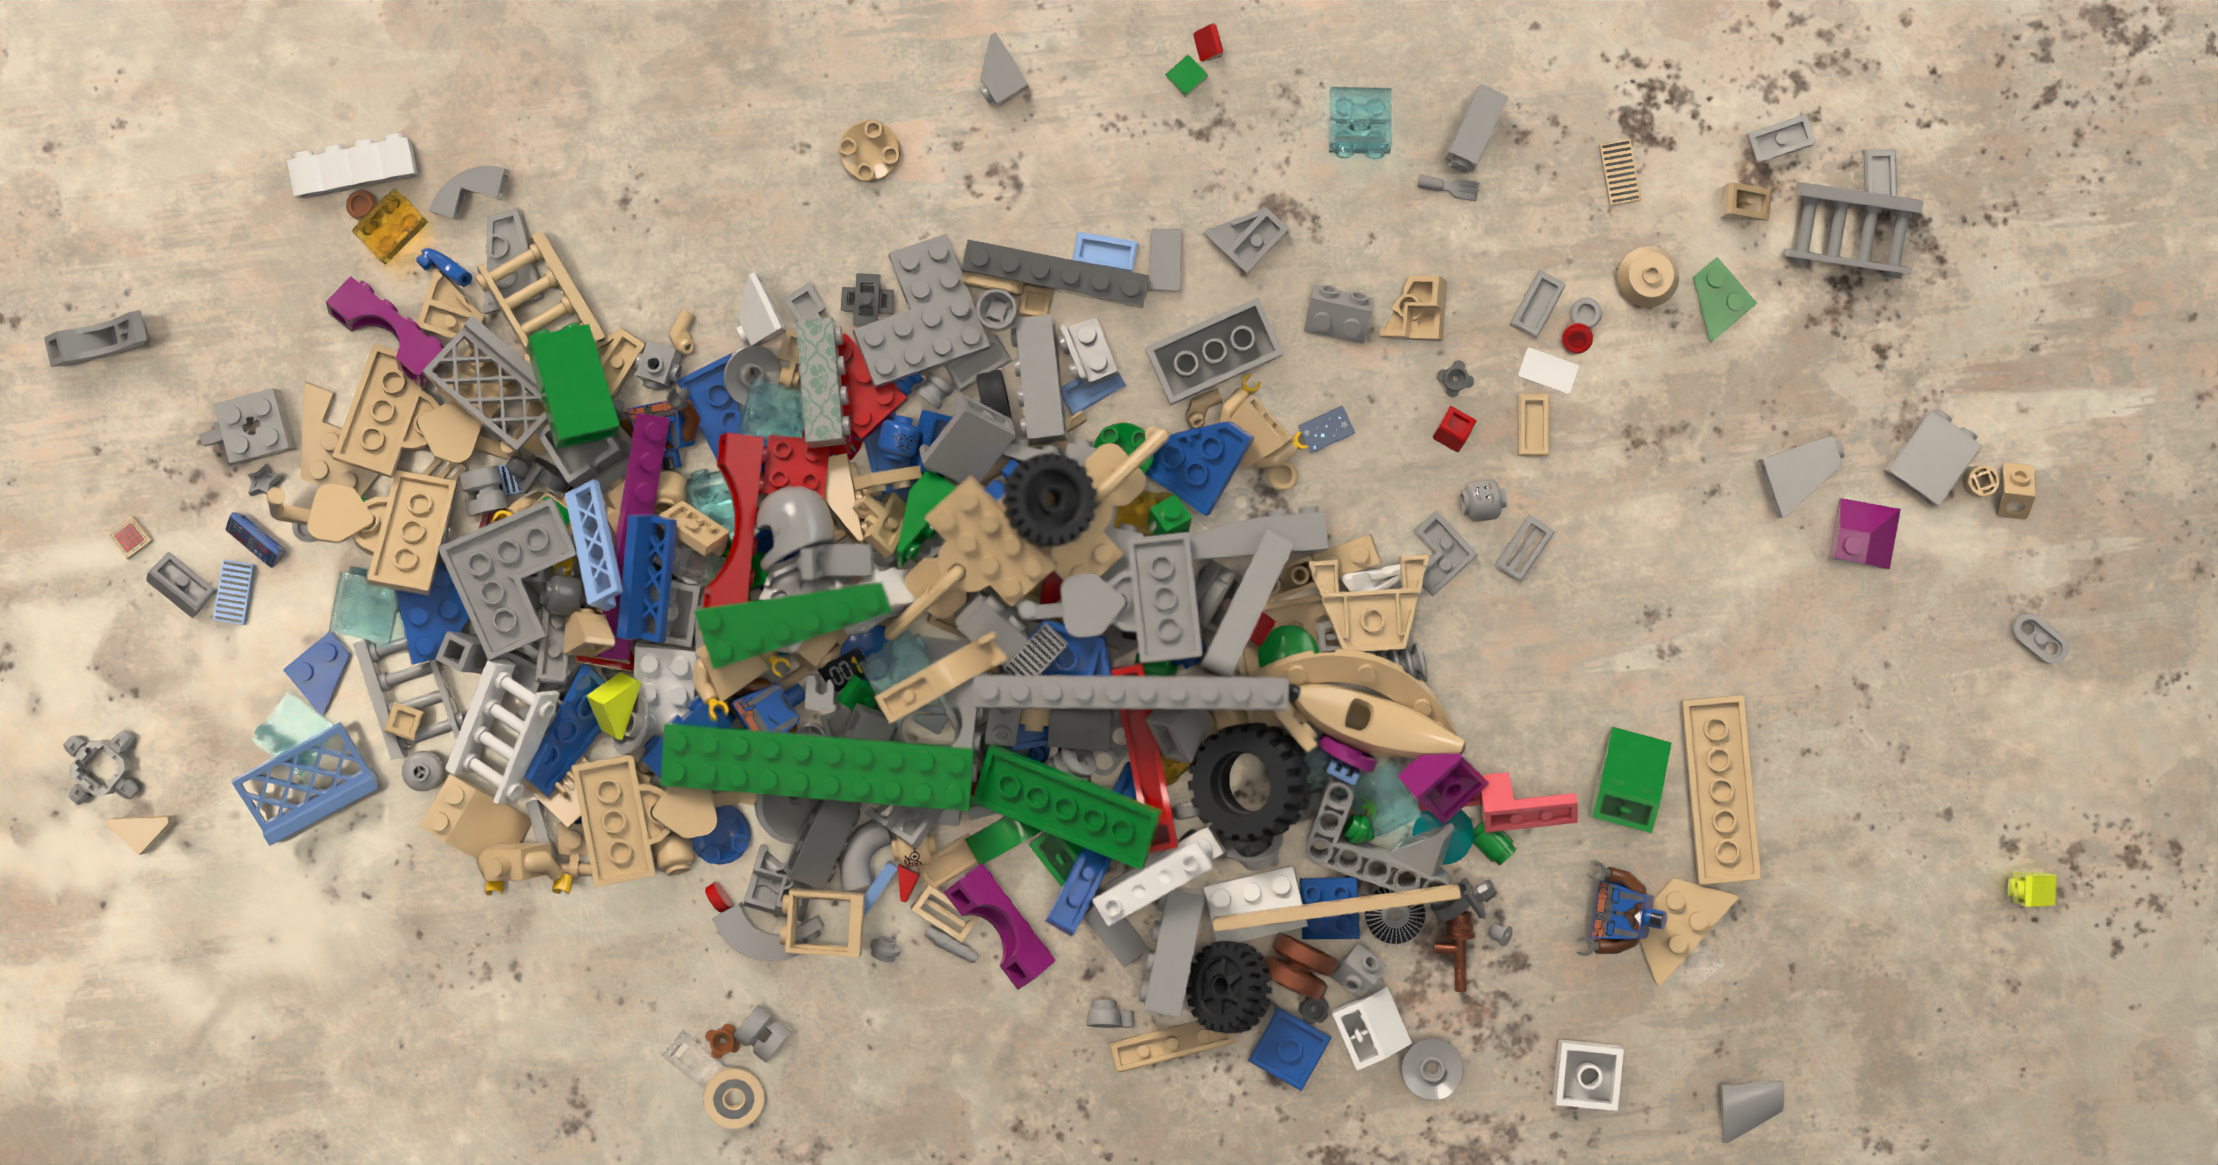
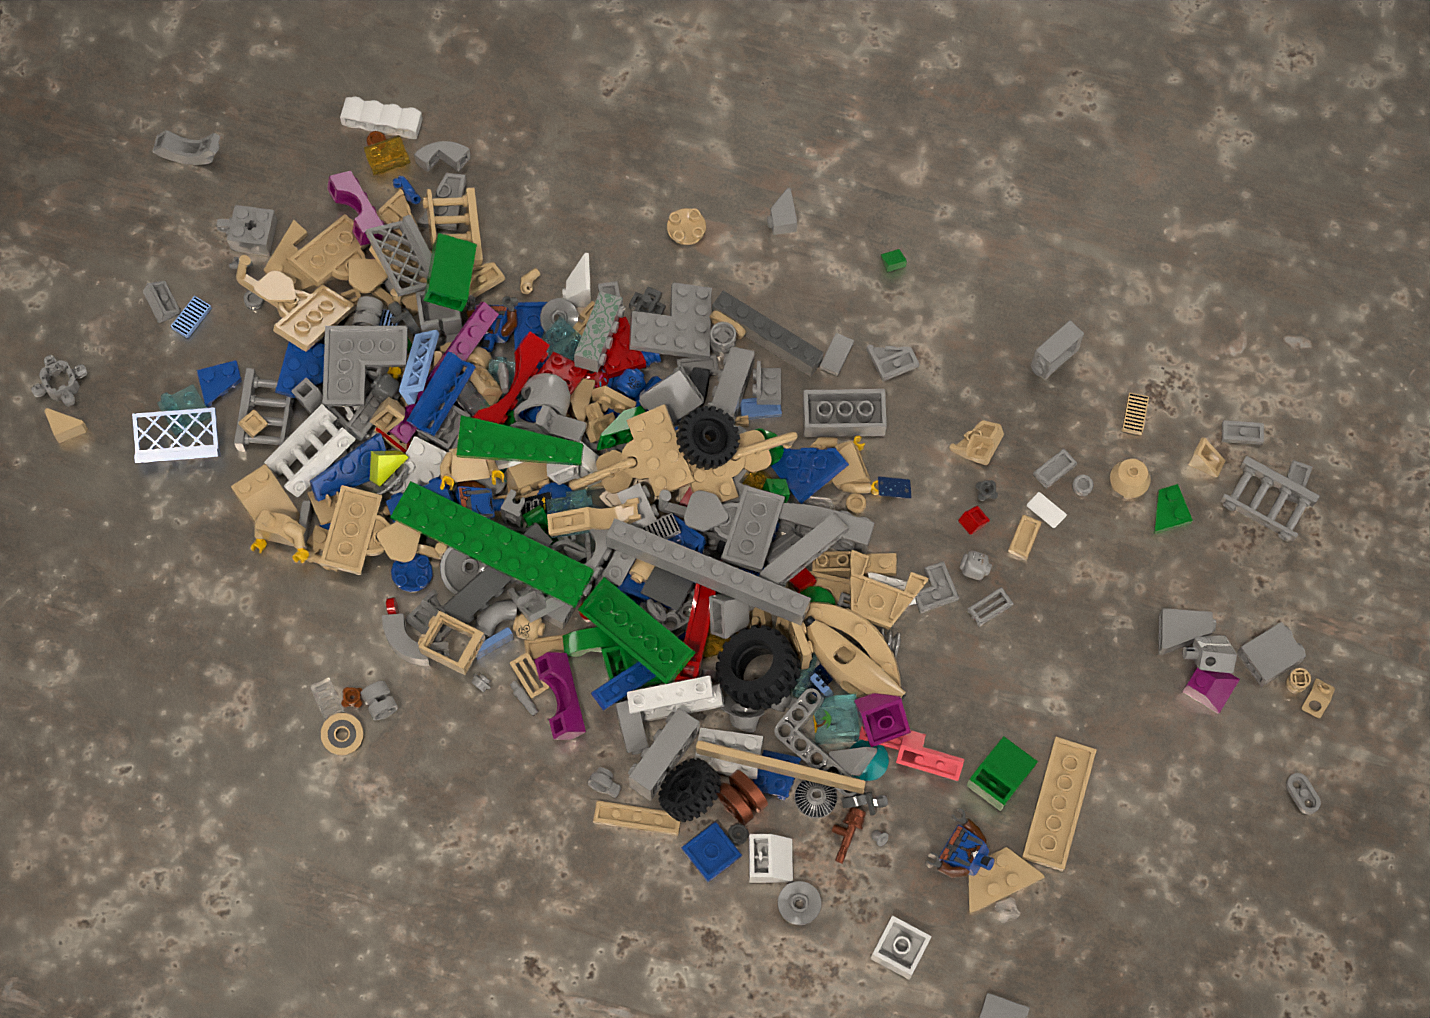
camera: 20 degrees right, 20 degrees down
(130, 537) = (147, 263): tile -> none
(254, 539) = (218, 292): blue slope -> none
(363, 608) = (263, 352): clear light blue plate -> none
(433, 772) = (249, 458): light grey head -> none
(658, 366) = (505, 286): light grey brick -> none
(673, 854) = (378, 569): tan head -> none
(718, 507) = (503, 374): none -> light grey animal
(907, 882) = (514, 647): red slope -> none
(934, 390) = (663, 369): light grey wheel -> none
(979, 812) = (581, 622): light grey tile -> none
(1035, 301) = (749, 344): tan tile -> none
(1105, 251) = (804, 333): light blue tile -> none
(1208, 43) = (914, 246): red slope -> none
(1339, 313) = (929, 424): light grey bracket -> none
(1348, 754) = (829, 679): magenta tile -> none
(1358, 829) = (815, 730): green plate -> none
(1359, 972) = (777, 819): light grey brick -> none
(1360, 121) = (987, 322): clear light blue plate -> none
(1459, 188) = (1032, 385): light grey piece -> none
(1494, 845) = (898, 775): green brick -> none
(1577, 338) = (1072, 496): red plate -> none
(1853, 498) = (1212, 654): none -> light grey torso
(2032, 888) = (1243, 949): neon yellow slope -> none

